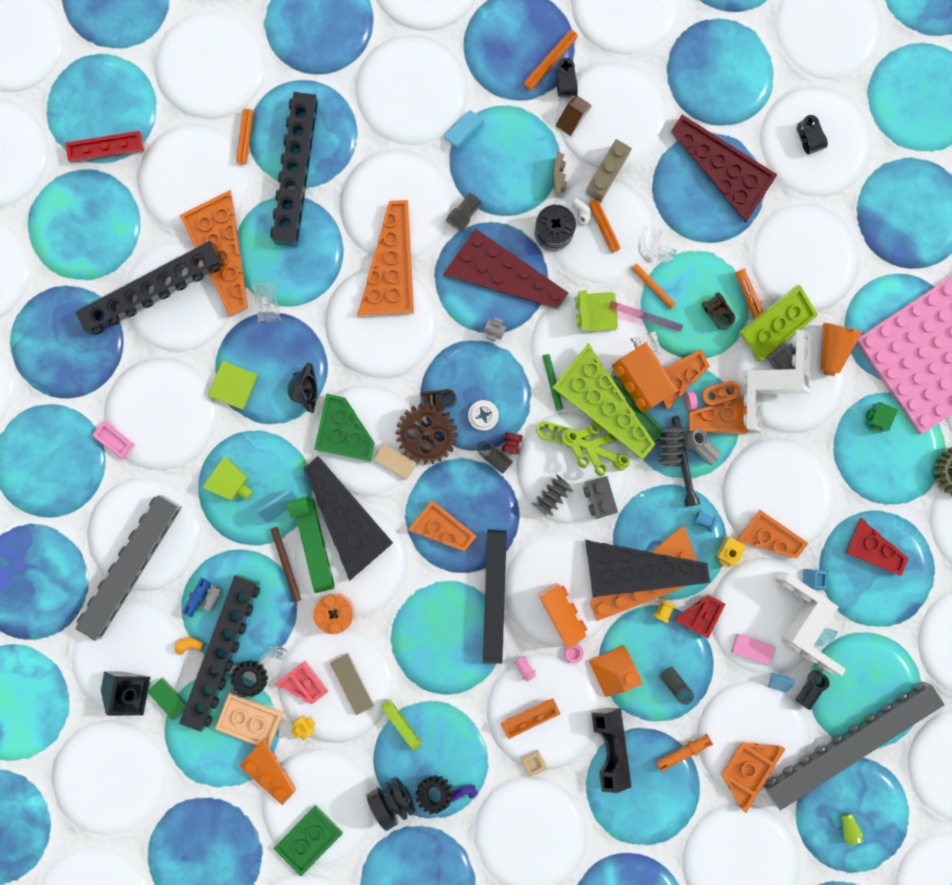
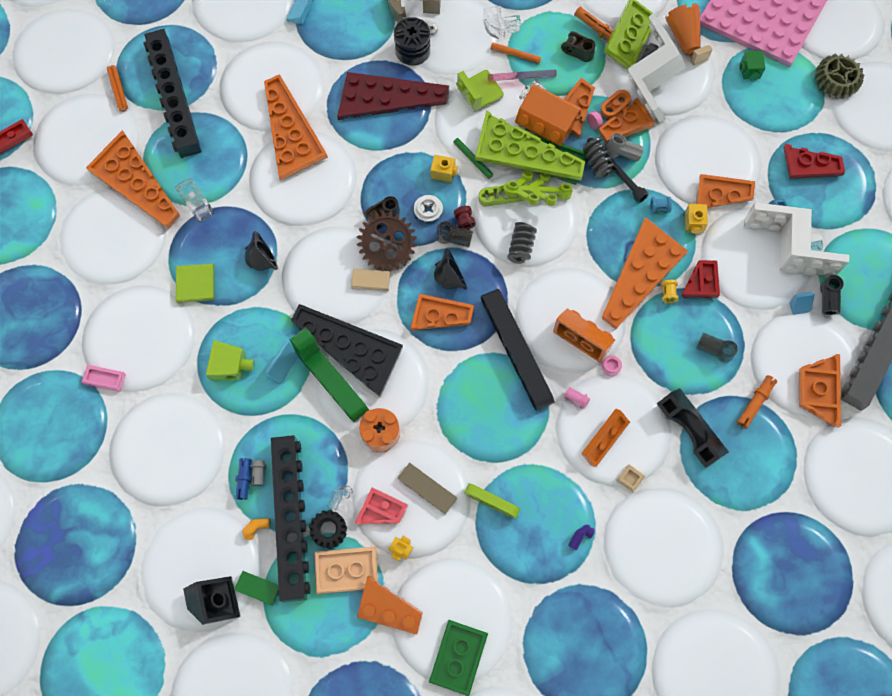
camera: 25 degrees left, 15 degrees down
(90, 314) = (75, 234): black brick -> none
(128, 568) = (165, 483): dark grey brick -> none
(285, 564) = (313, 411): reddish brown bar -> none
(342, 431) = (312, 275): green plate -> none
(389, 804) = (520, 574): black wheel -> none
(444, 788) = (543, 548): black tyre -> none
(461, 216) = (330, 68): clear smoke piece -> none
(469, 492) = (448, 273): none -> black hat
(494, 329) = (402, 137): light grey gear -> none
(518, 382) = (443, 168): none -> yellow brick
(600, 497) = (563, 228): dark grey bracket -> none
(604, 226) = (452, 27): orange axle -> none
(616, 671) = (657, 361): orange slope -> none
(631, 570) = (625, 268): black wing -> none
(753, 649) = (762, 288): bright pink tile -> none
(836, 380) = (701, 55): none -> tan tile

